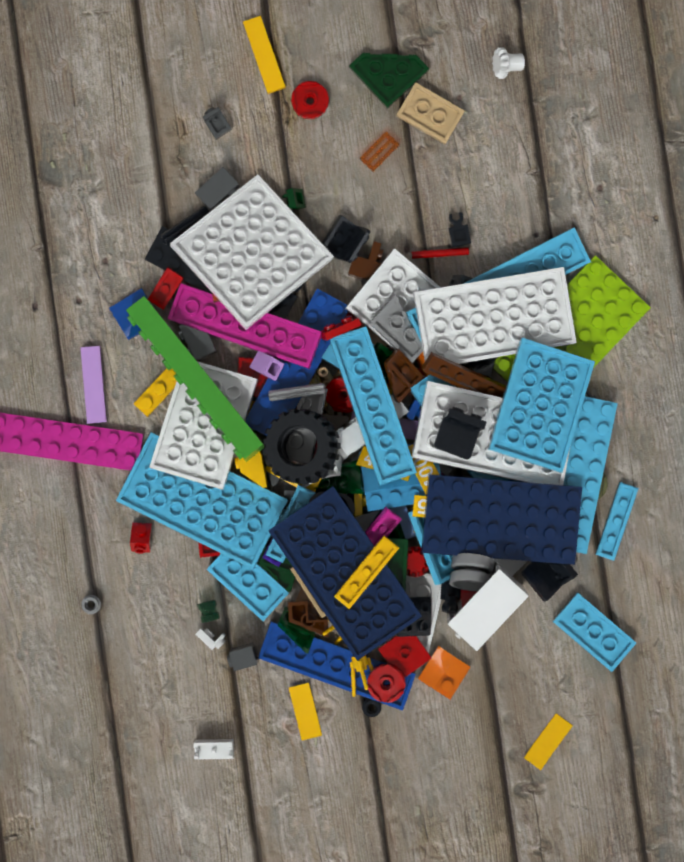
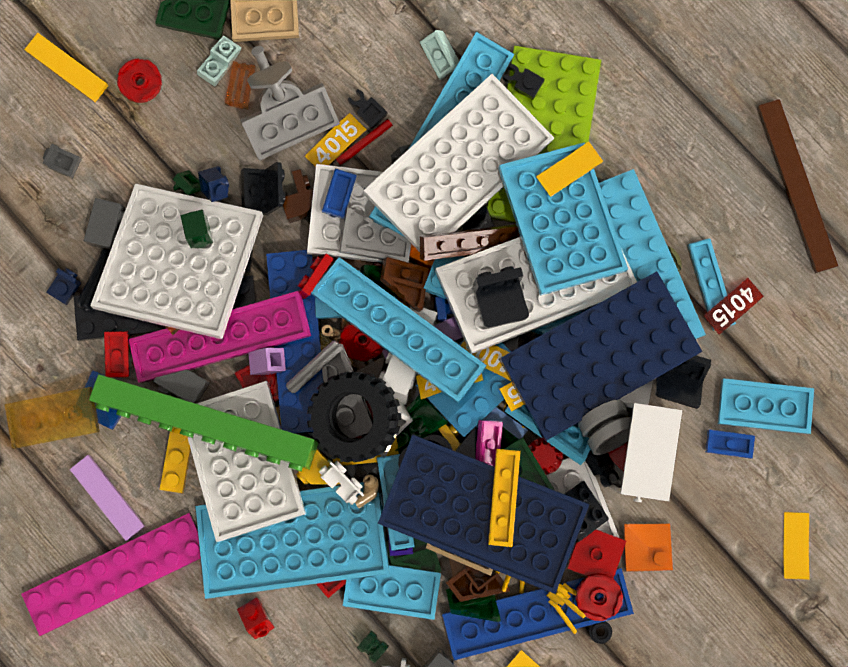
camera: 30 degrees left, 5 degrees down
(91, 303) = (51, 418): none -> clear yellow plate
(160, 214) = (64, 286): none -> dark blue bracket
(263, 493) = (349, 487): none -> white hinge
(278, 504) = (370, 491): none -> tan arm
(279, 239) = (196, 229): none -> dark green brick
(313, 213) = (213, 184): none -> dark blue brick
(376, 123) = (219, 61): none -> light aqua slope
(396, 281) = (339, 193): none -> blue tile
(399, 198) = (289, 114): none -> light grey plate
(420, 239) = (336, 141): none -> yellow sticker
(538, 225) = (440, 54): none -> light aqua slope
(550, 641) = (730, 444): none -> blue plate
(570, 373) = (569, 169): none -> yellow sticker
(585, 289) = (526, 82): none -> black plate
(621, 547) = (733, 306): none -> clear red sticker

